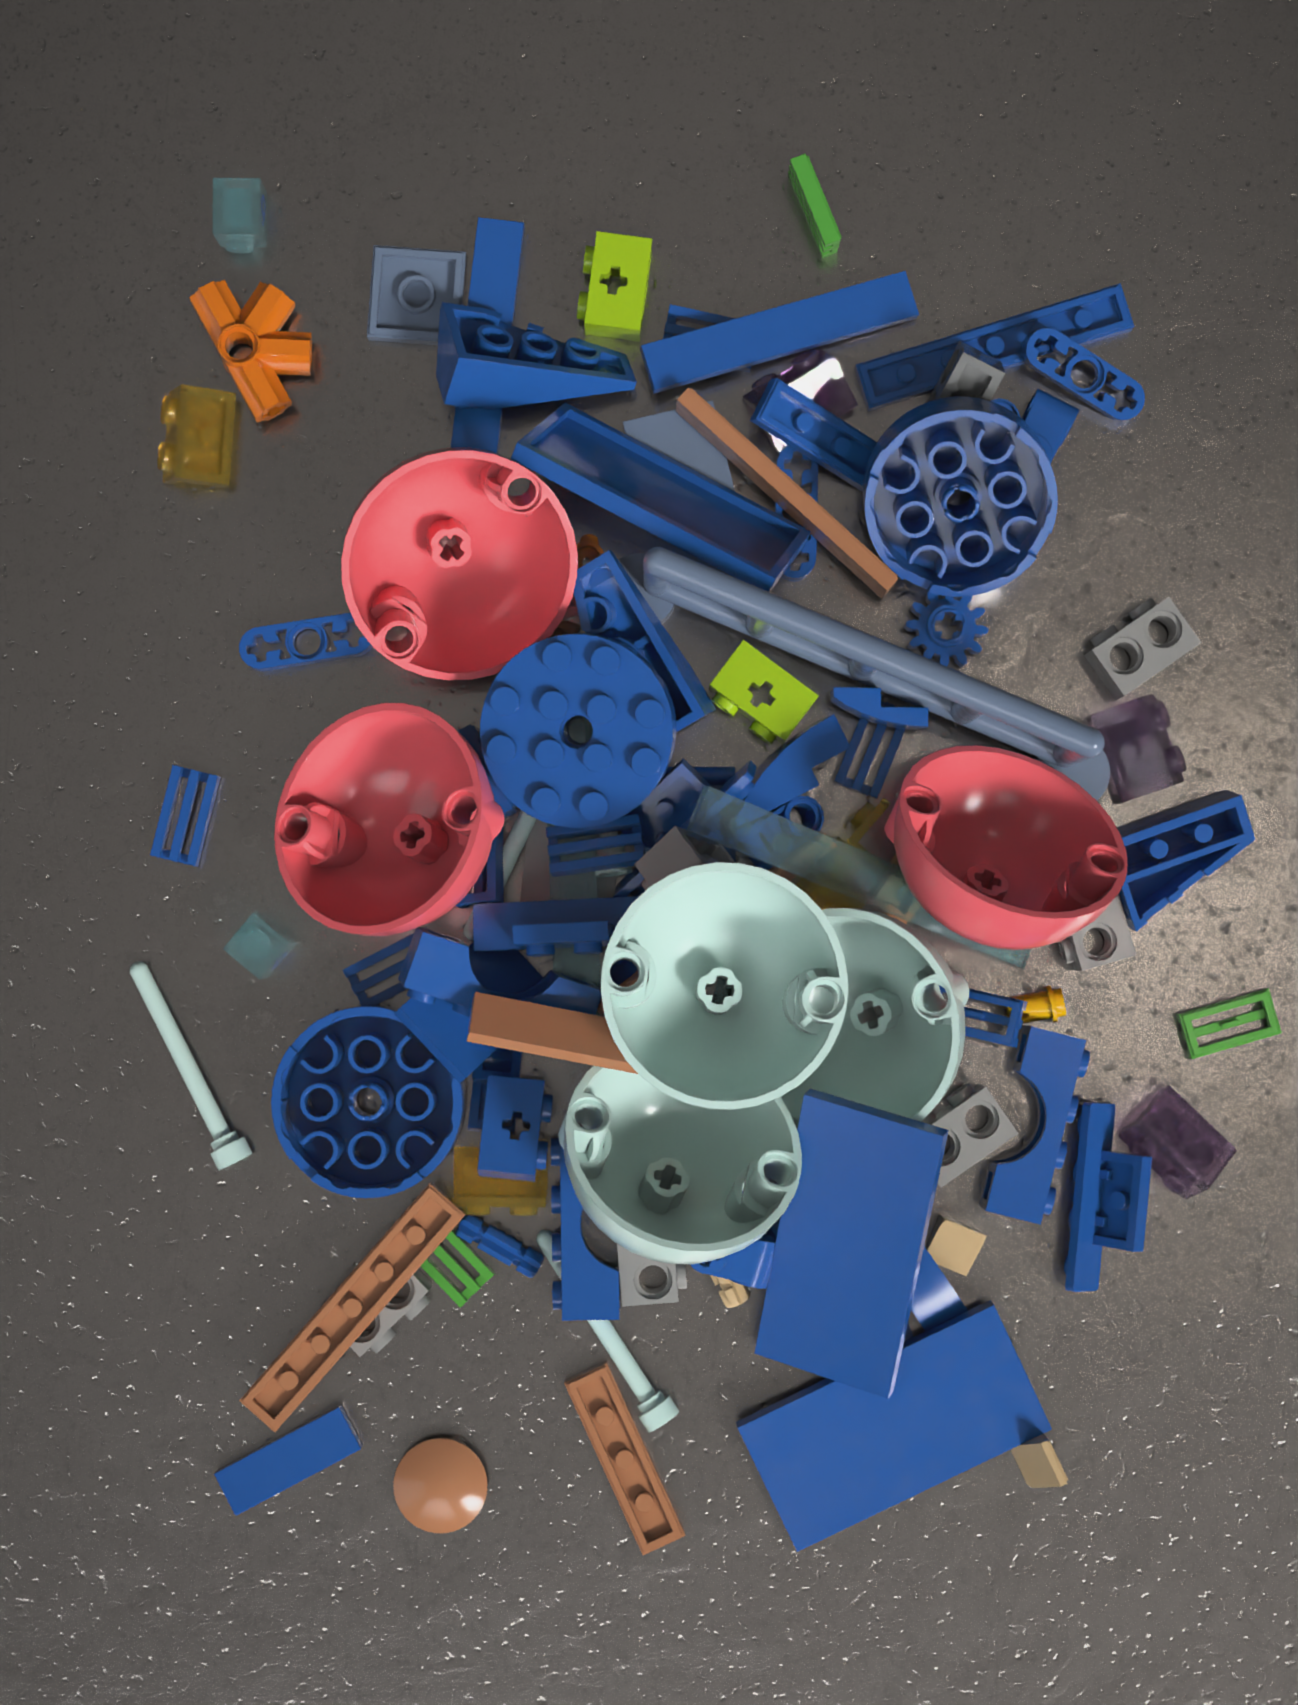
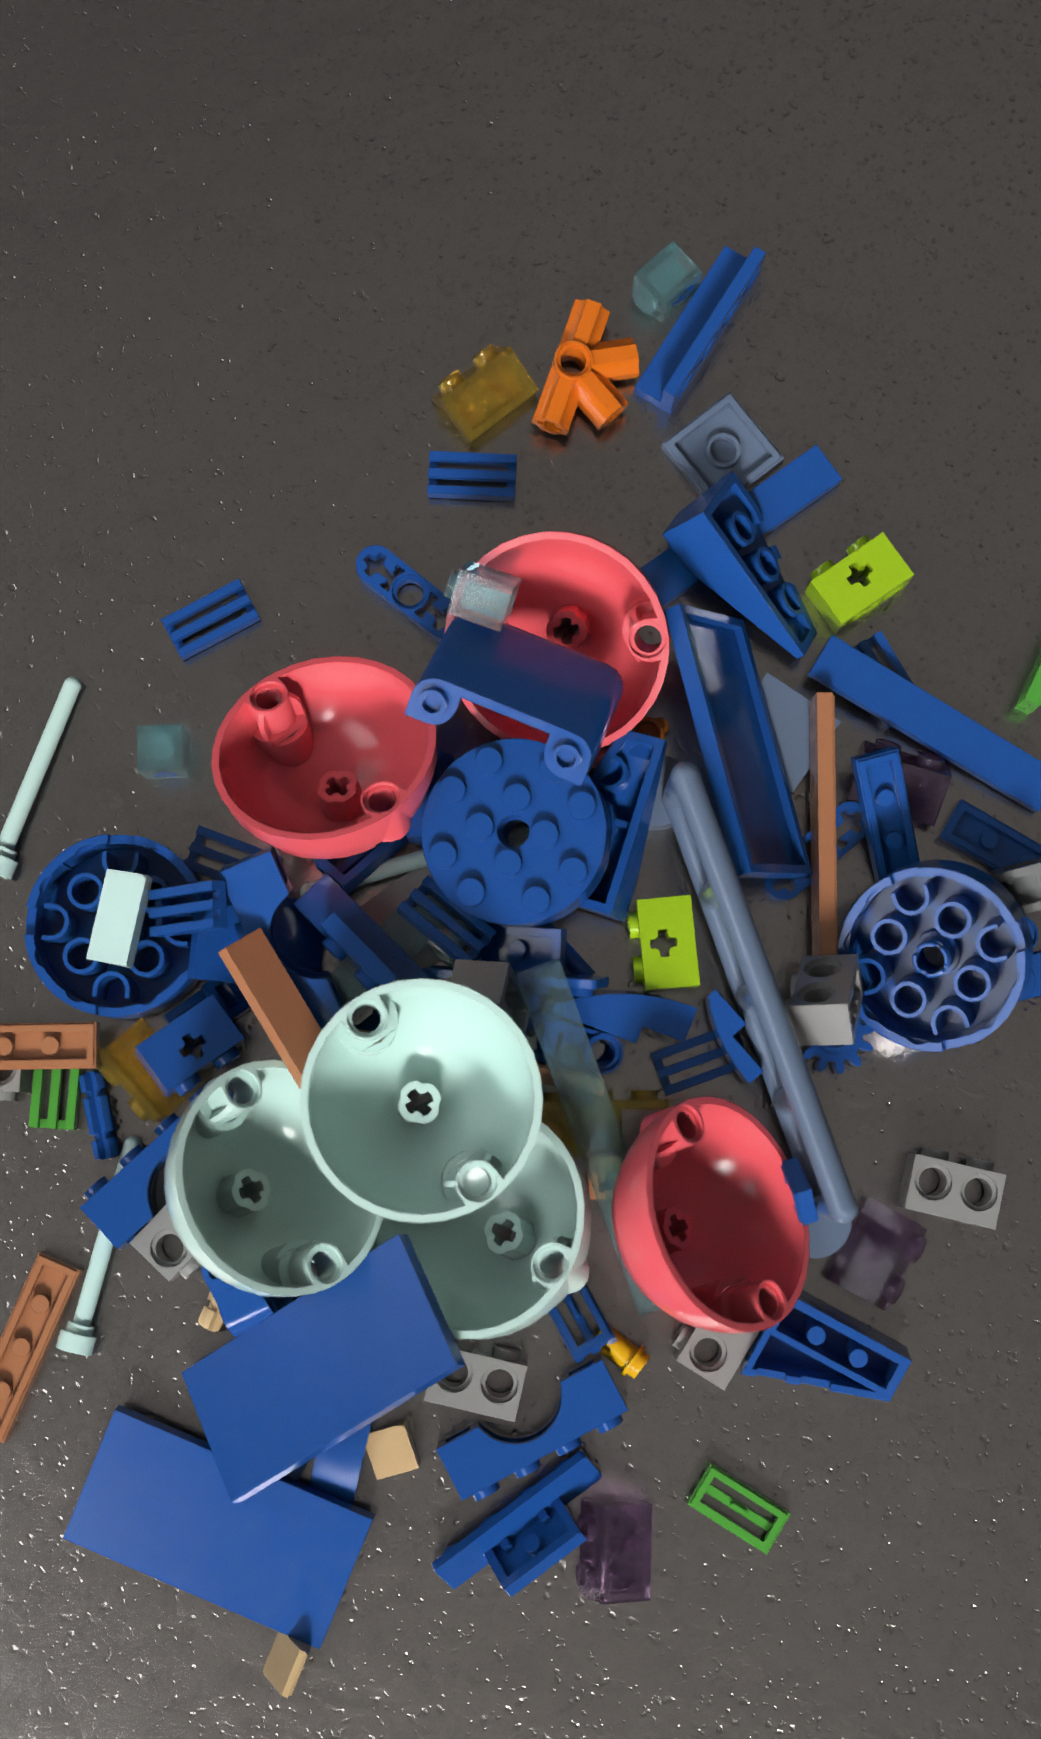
camera: 50 degrees right, 5 degrees down
(243, 495) = (474, 460): none -> blue tile
(299, 221) = (699, 328): none -> blue fence
(365, 1094) = (119, 918): none -> light aqua slope
(372, 588) = (482, 595): none -> clear light blue brick
(392, 1057) = (164, 911): none -> blue tile
(468, 618) = (526, 681): none -> blue windscreen
(919, 611) = (826, 1000): none -> light grey brick
(1042, 761) = (801, 1191): none -> blue tile

